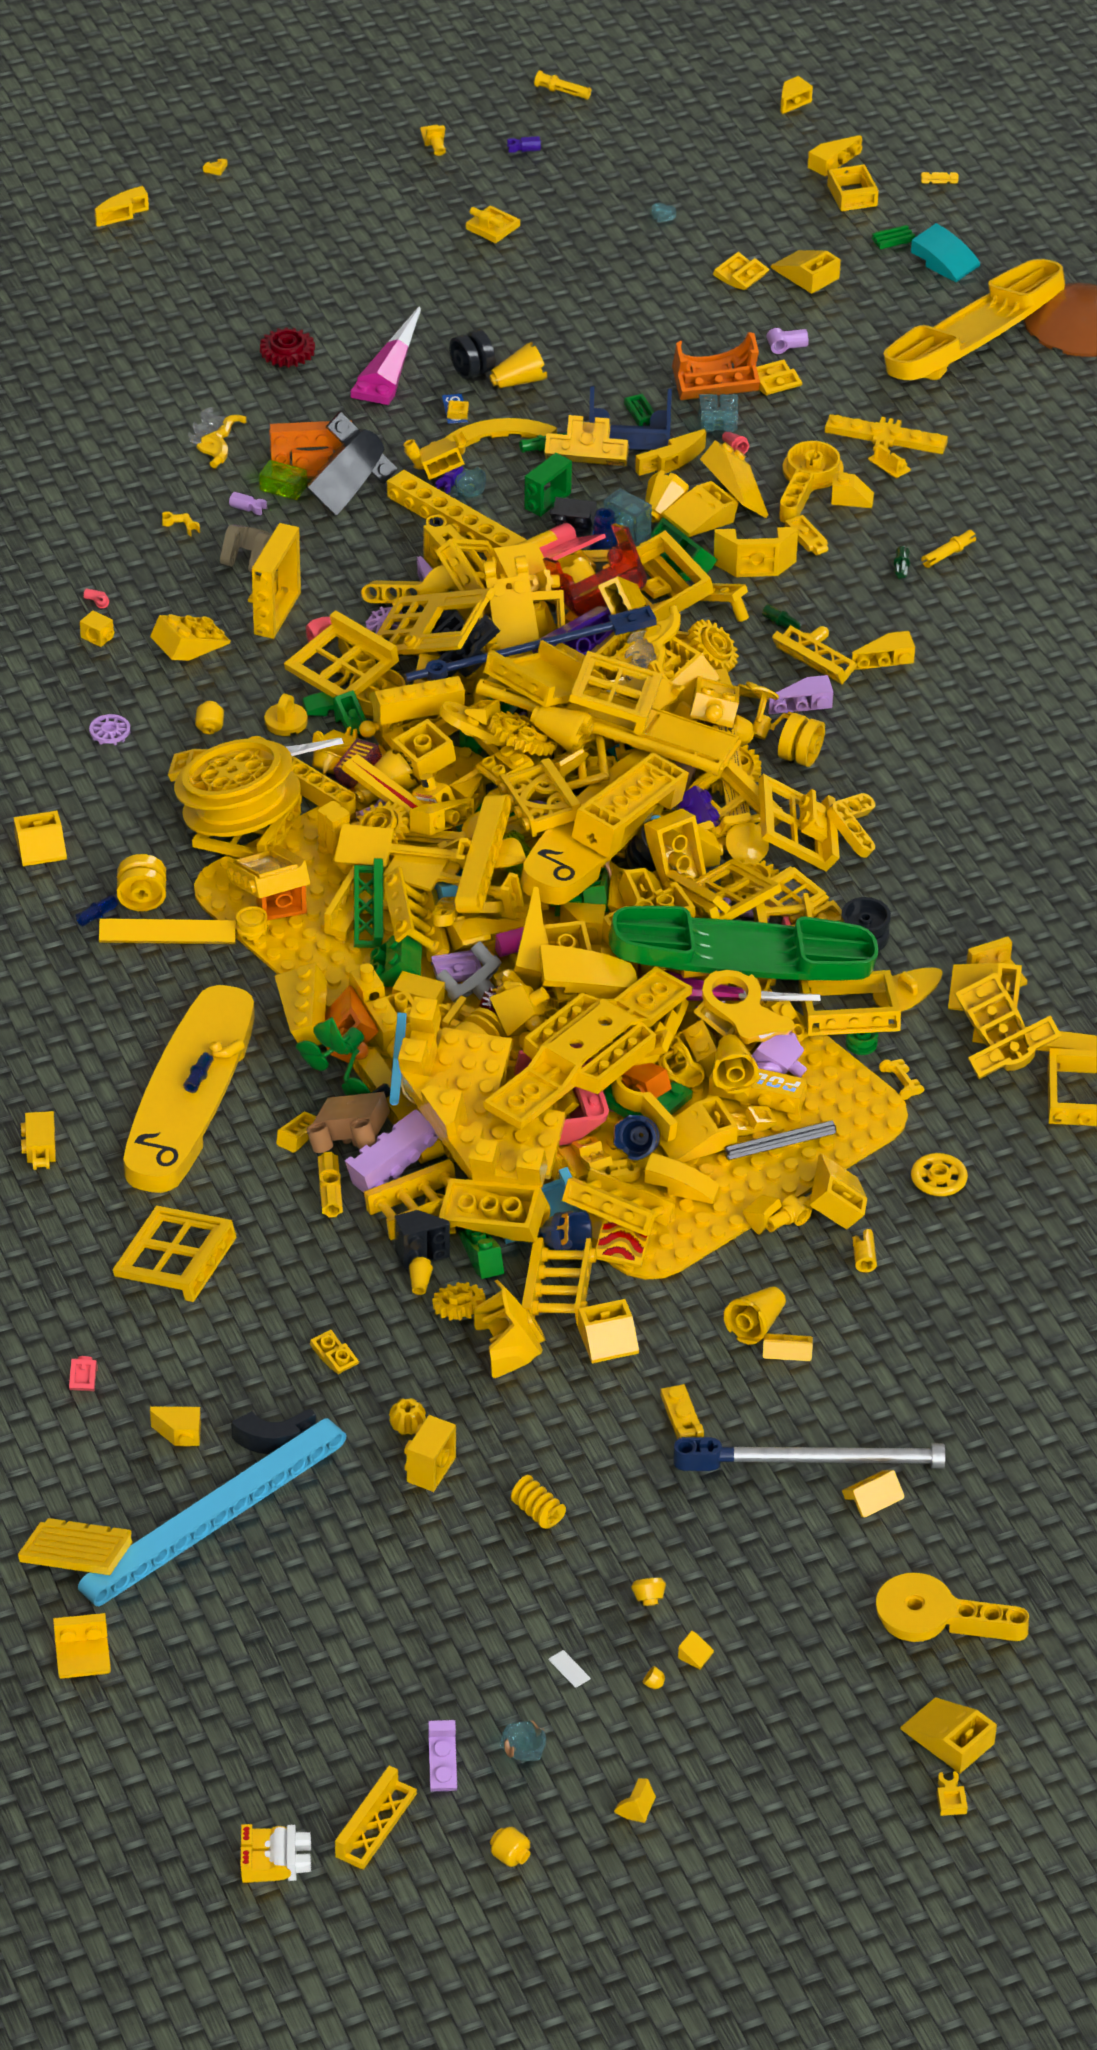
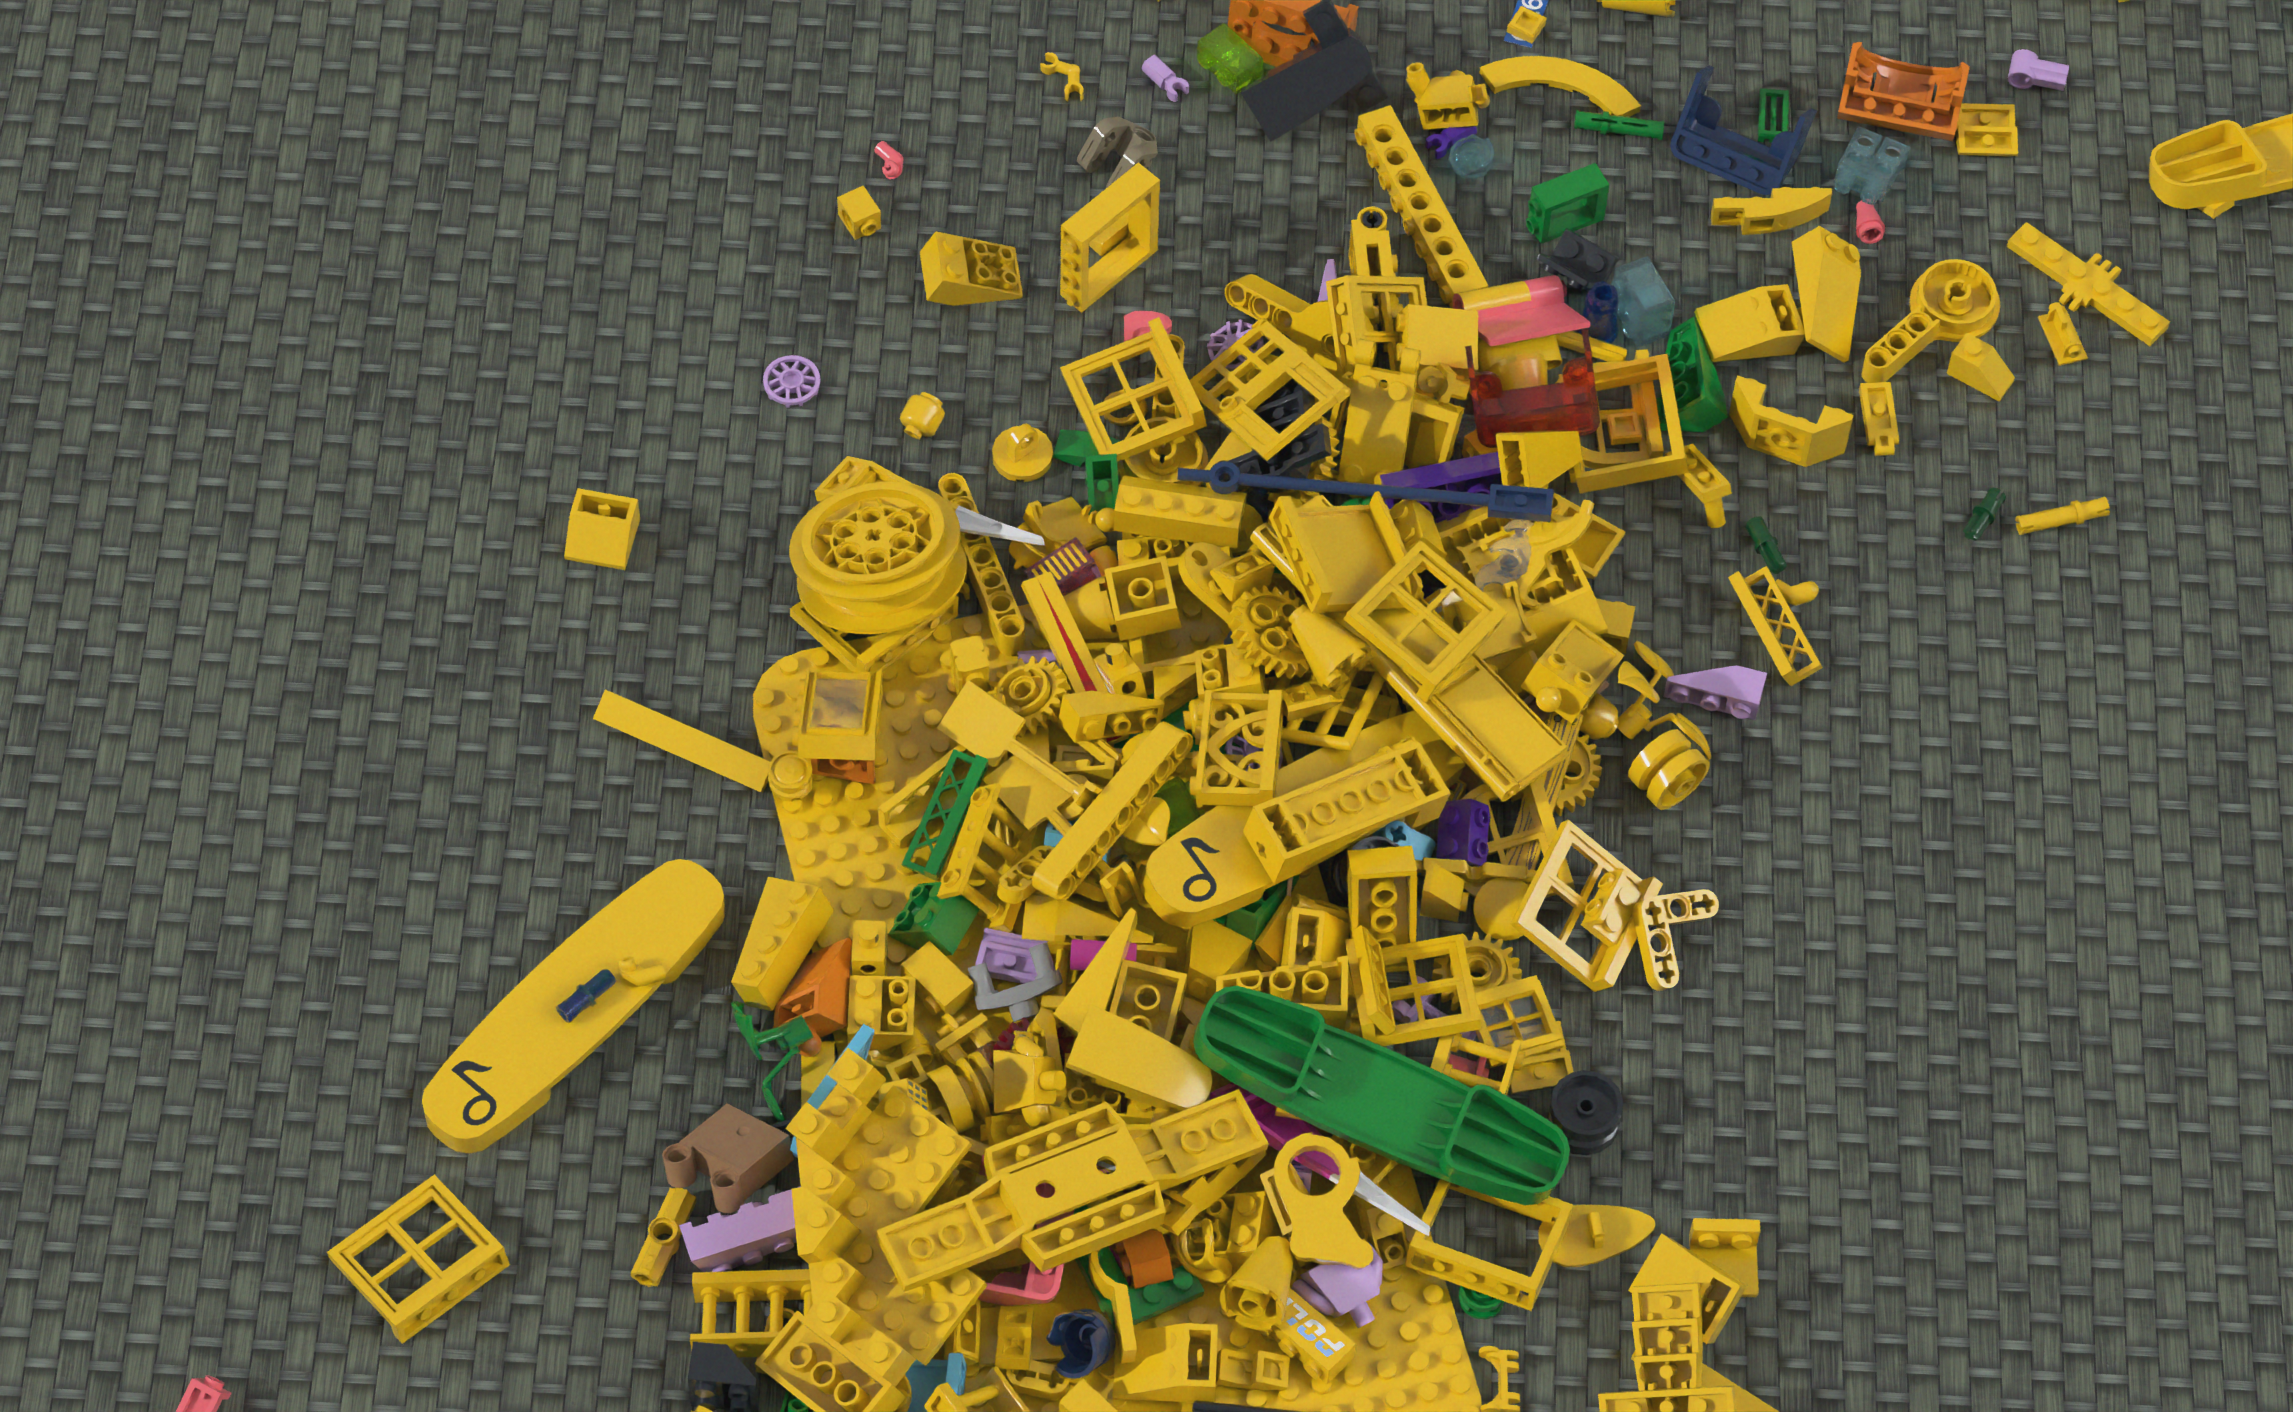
camera: 25 degrees right, 15 degrees up
(40, 1138) = (347, 1009): yellow brick -> none
(96, 910) = (615, 669): clear blue axle -> none
(141, 882) = (684, 655): yellow wheel -> none
(294, 1134) = (655, 1133): yellow slope -> none
(588, 443) = (1660, 151): yellow piece -> none
(663, 492) = (1711, 281): yellow cone -> none
(713, 644) = (1637, 563): yellow gear -> none
(888, 650) = (1878, 658): yellow slope -> none

